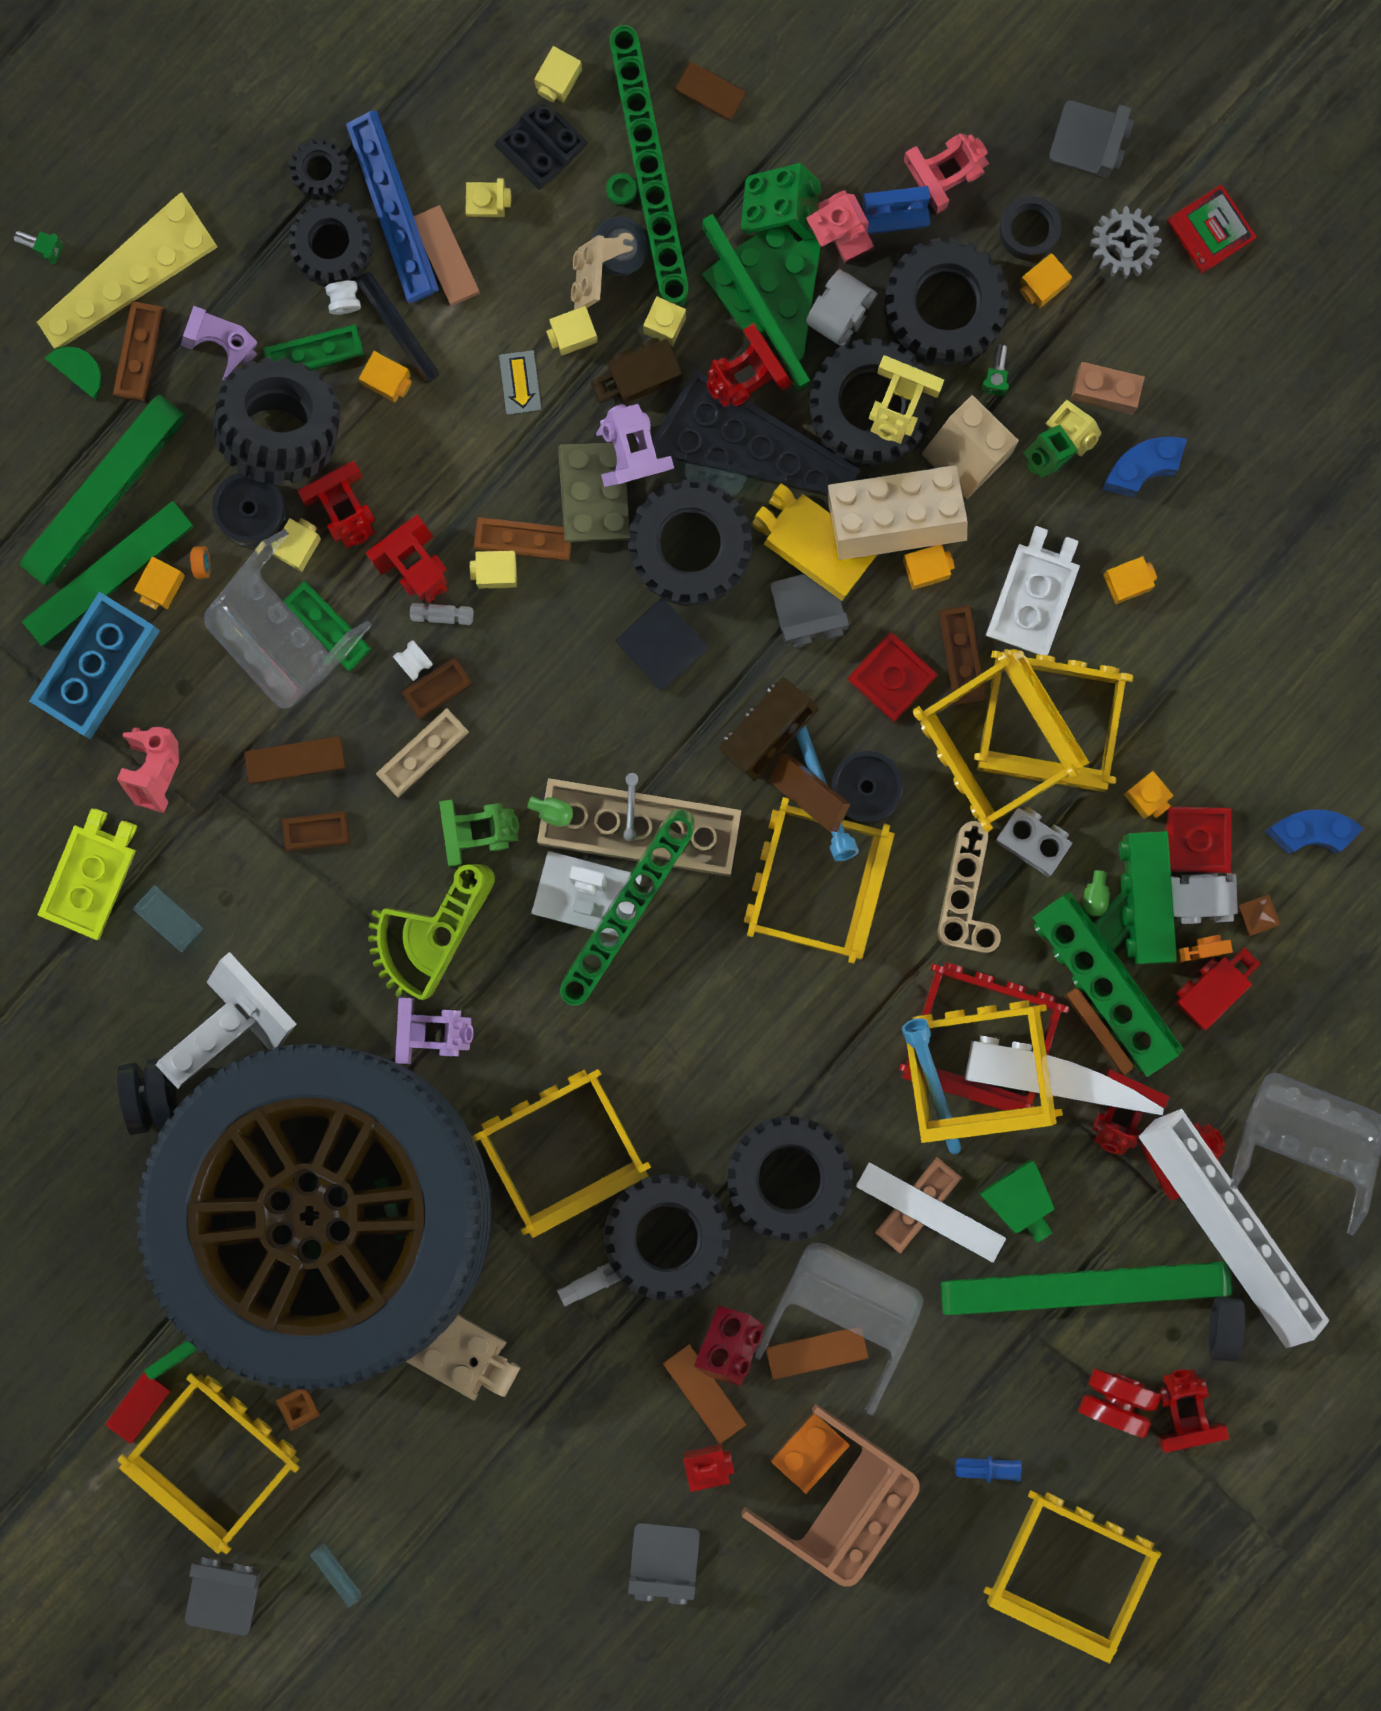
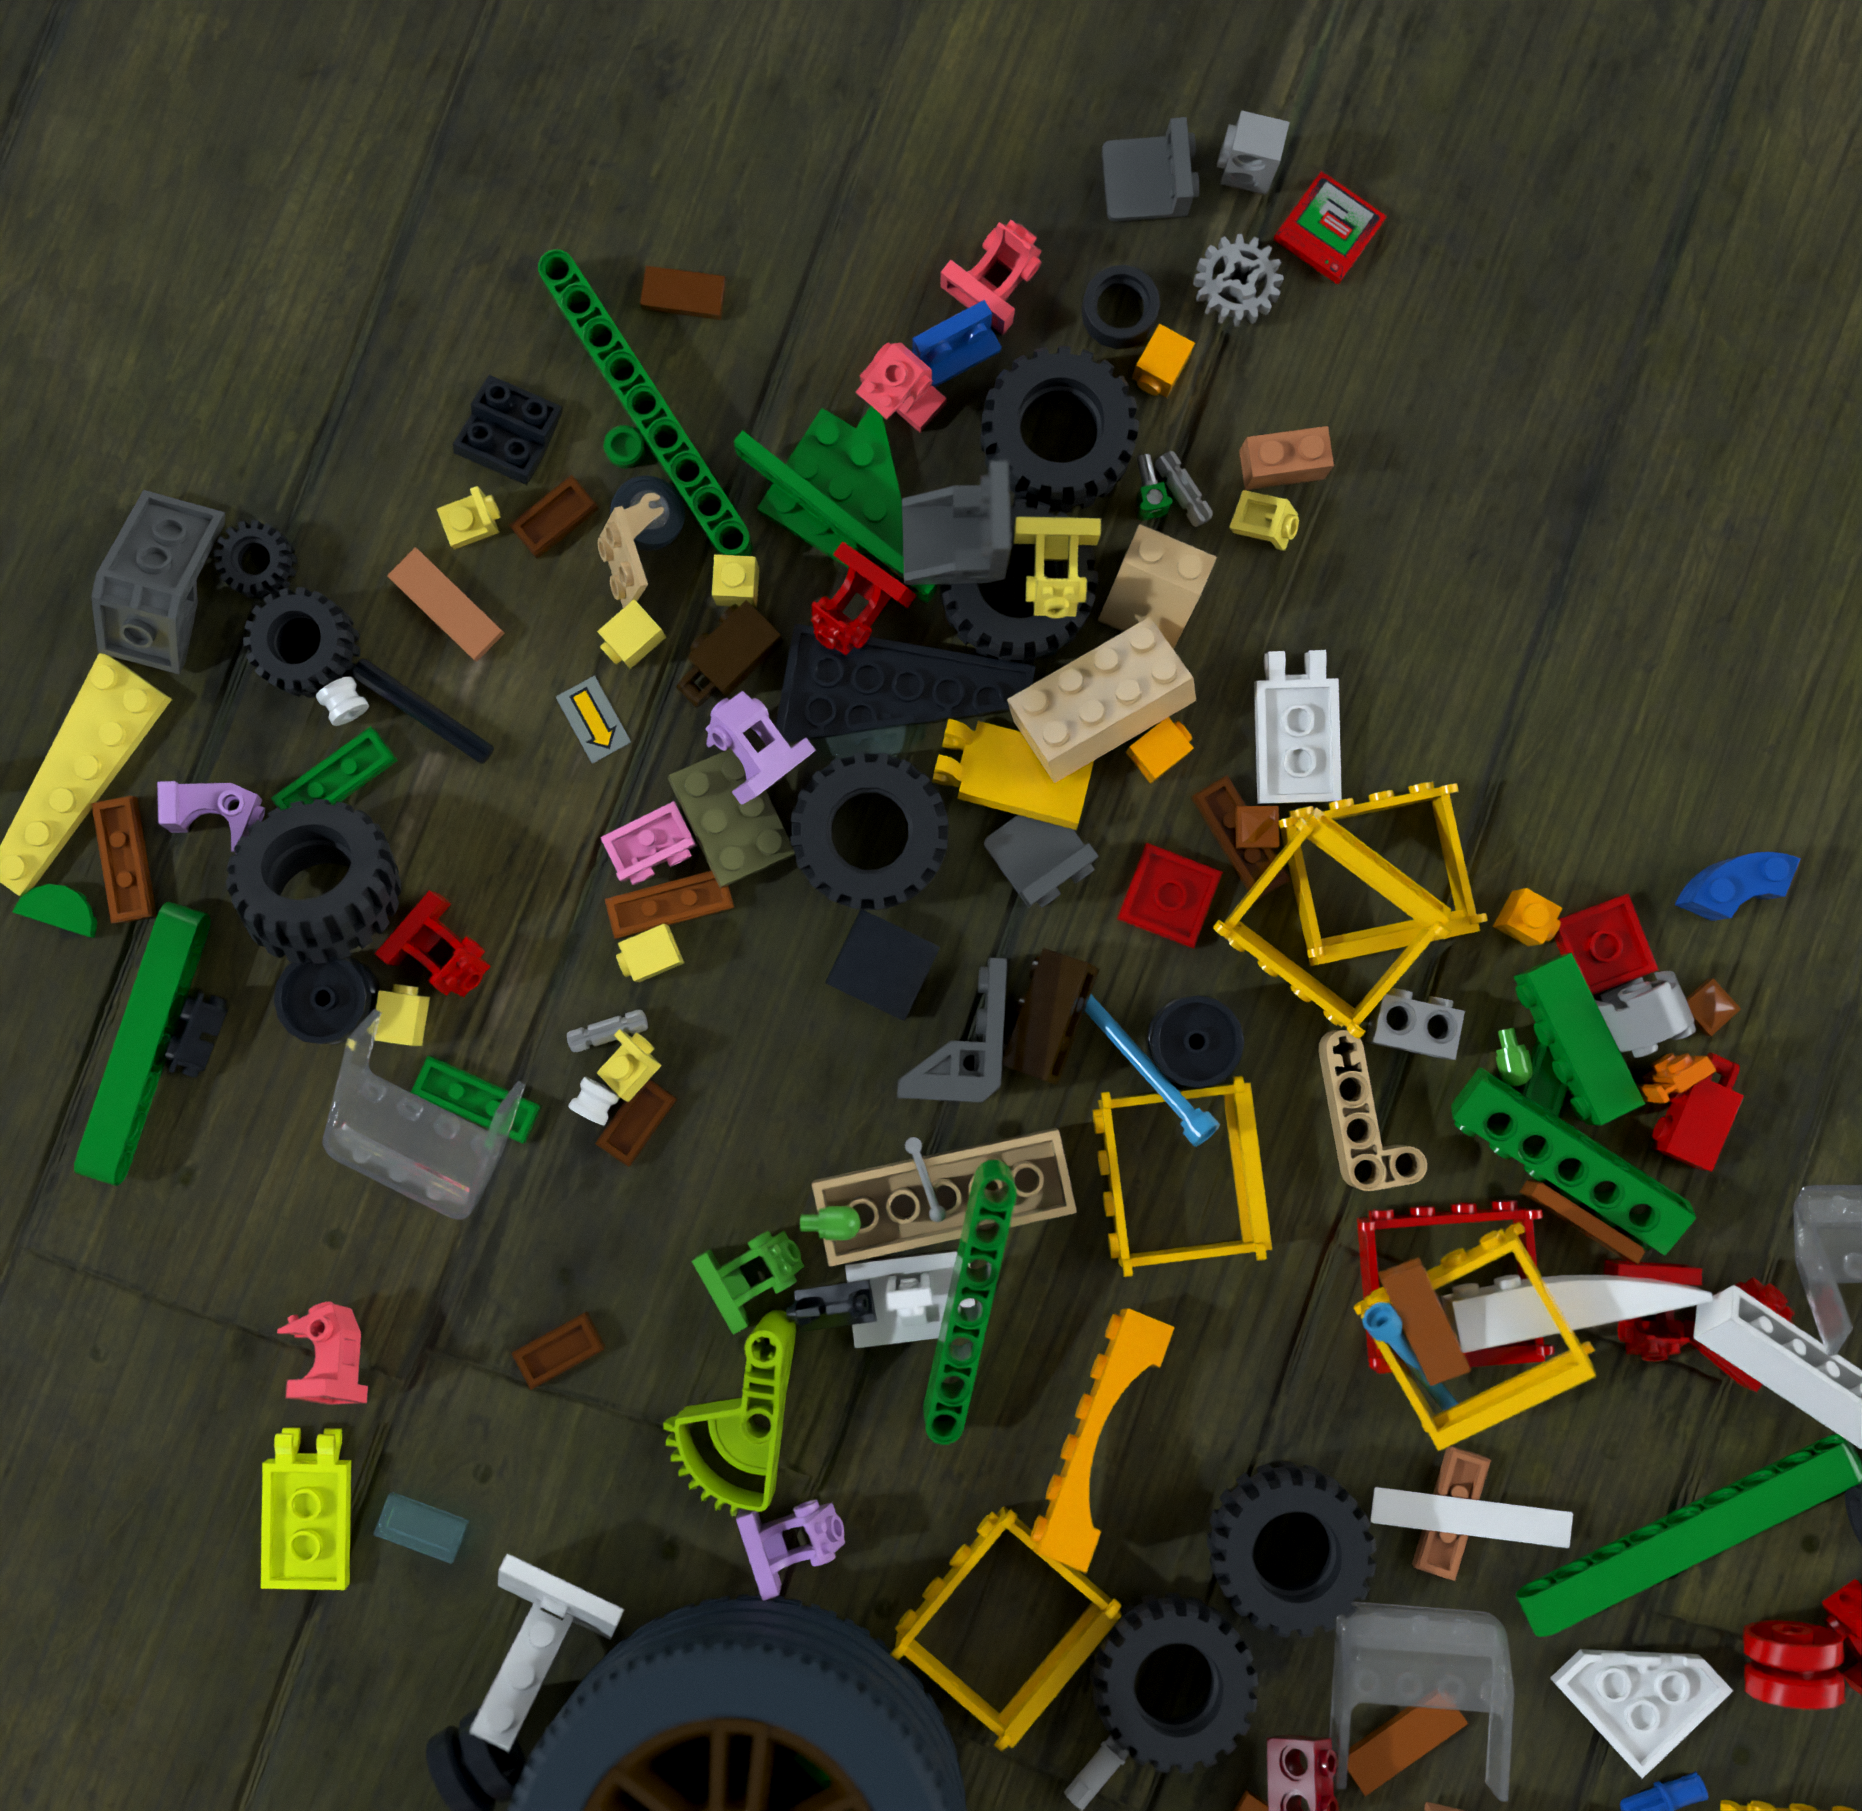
camera: 30 degrees left, 0 degrees up
(94, 665) = (211, 1261): dark azure brick -> none
(108, 573) = (188, 1141): green tile -> none
(148, 487) = (188, 1047): none -> black hinge
(158, 584) = (253, 1130): light orange brick -> none
(200, 562) = (294, 1084): orange tile -> none
(241, 157) = (148, 581): none -> dark grey bracket
(294, 760) = (500, 1275): reddish brown tile -> none
(385, 377) = (430, 776): light orange brick -> none
(392, 207) = (360, 571): blue tile -> none
(422, 753) = (649, 1206): tan tile -> none
(423, 577) = (570, 995): red tile -> none
(448, 644) = (629, 1066): none -> light yellow bracket
(526, 489) = (648, 843): none -> bright pink bracket
(527, 876) = (832, 1306): none -> black hinge
(549, 221) = (554, 516): none -> reddish brown tile
(557, 75) = (495, 341): light yellow brick -> none
(673, 736) = (943, 1072): none -> dark grey bracket
(734, 992) = (1067, 1528): none -> light orange arch
(781, 199) = (816, 383): green bracket -> none
(809, 792) = (1131, 1075): reddish brown tile -> none
(836, 350) = (958, 532): none -> dark grey bracket
(841, 308) = (939, 466): light grey brick -> none
(947, 1044) = (1424, 1321): none -> dark orange tile
(975, 651) = (1257, 827): none -> dark orange tile
(1001, 1391) = (1641, 1699): none -> white plate
(1021, 1201) = (1572, 1460): green torso -> none
(1023, 381) = (1183, 488): none -> light grey axle
(1044, 457) = (1246, 565): green brick -> none
(1130, 579) = (1403, 672): light orange brick -> none
(1145, 461) = (1368, 522): blue brick -> none
(1171, 152) = (1252, 152): none -> light grey brick

